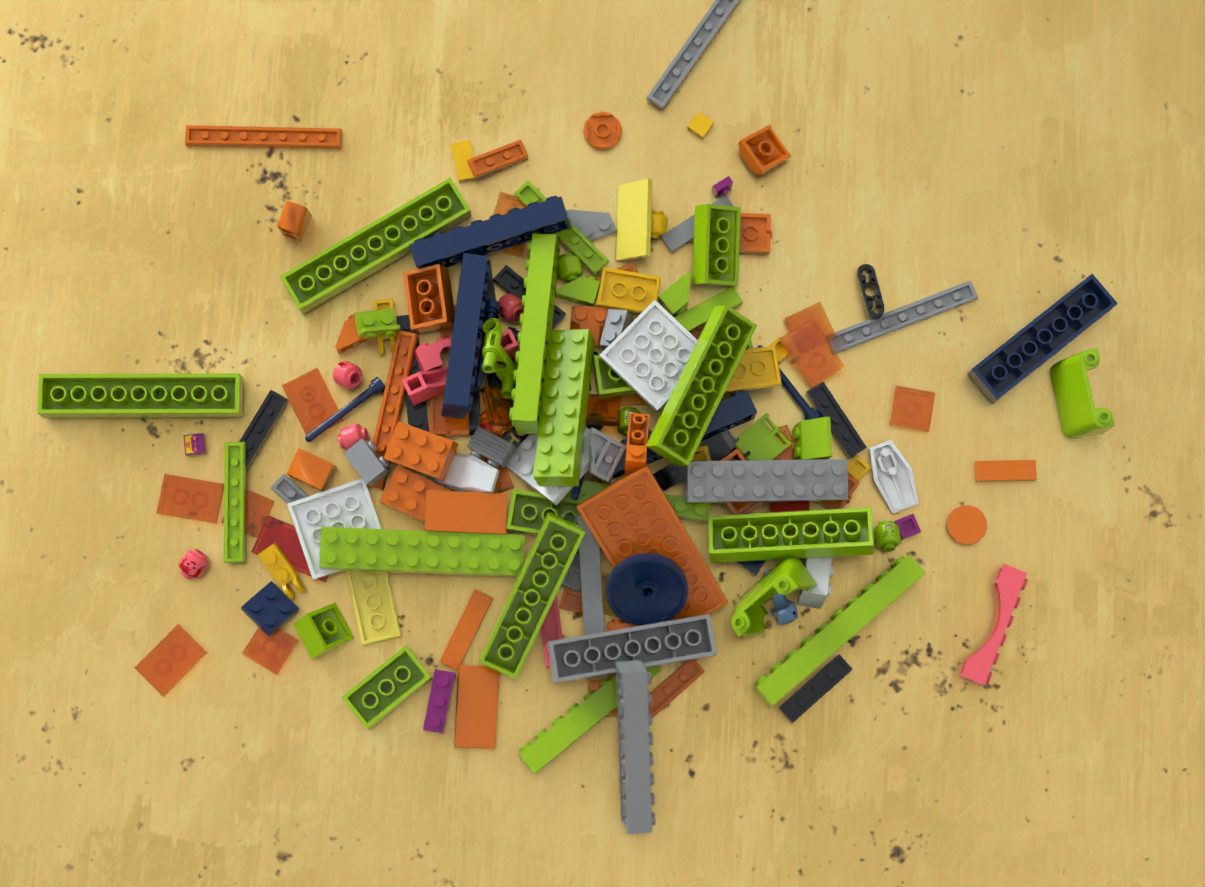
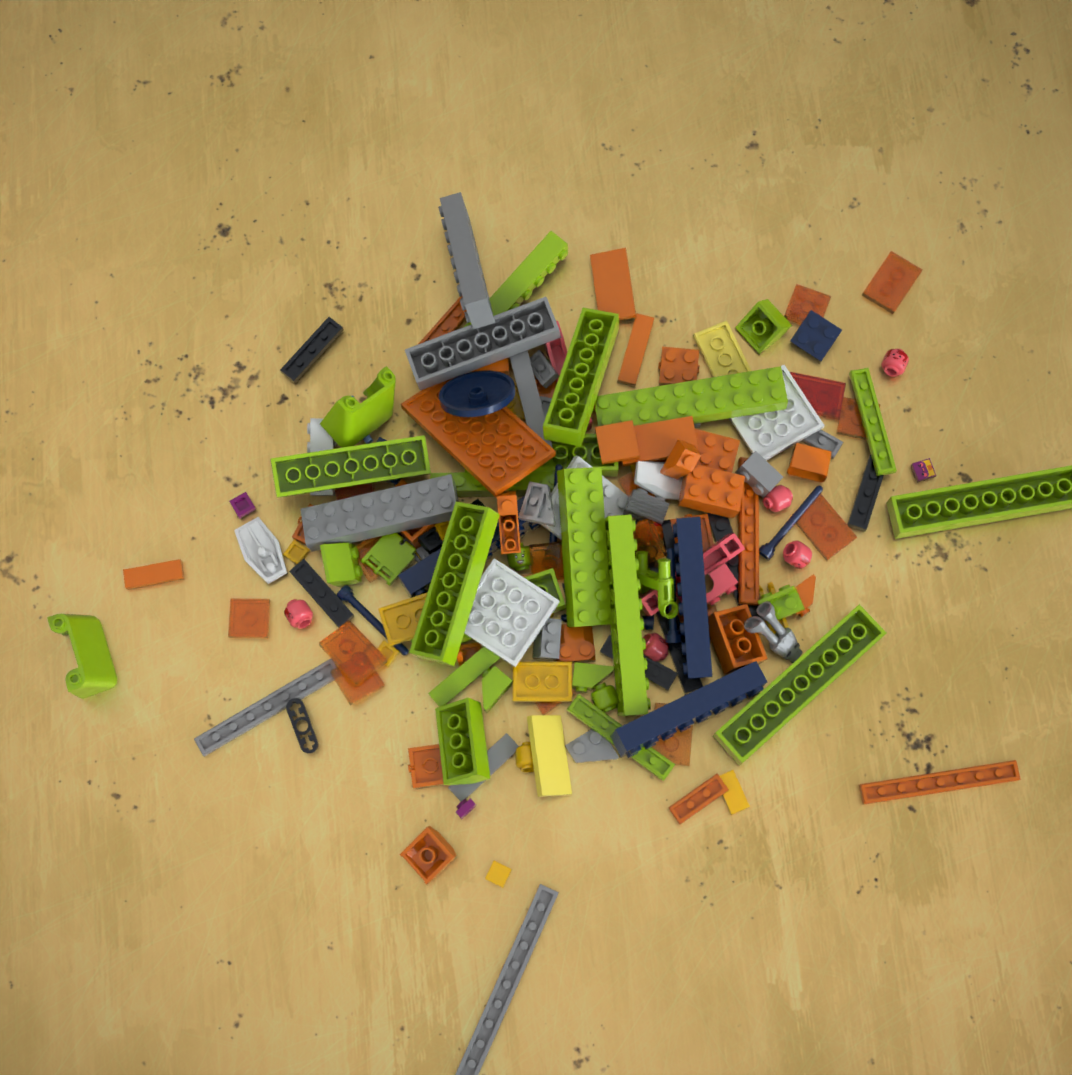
camera: 175 degrees right, 5 degrees down
(190, 498) = (913, 421): clear orange tile -> none
(281, 570) = (813, 370): yellow hinge -> none
(294, 220) = (887, 694): orange piece -> none
(383, 289) = (783, 641): none -> light grey piece
(387, 687) = (695, 285): lime brick -> none
(424, 601) = (678, 365): none -> orange plate
(439, 701) = (646, 282): magenta brick -> none
(445, 482) = (681, 460): none -> orange slope
(508, 516) = (617, 442): none -> orange tile
(570, 618) = (543, 369): none -> light grey plate
(602, 131) = (598, 849): orange tile -> none
(837, 632) = (295, 397): lime brick -> none
(862, 402) = (298, 613): none -> coral head
(887, 536) = (260, 492): lime head -> none
(966, 525) = (186, 517): orange tile -> none
(1007, 587) = (164, 394): coral arch -> none
(1042, 338) = (124, 705): dark blue brick -> none

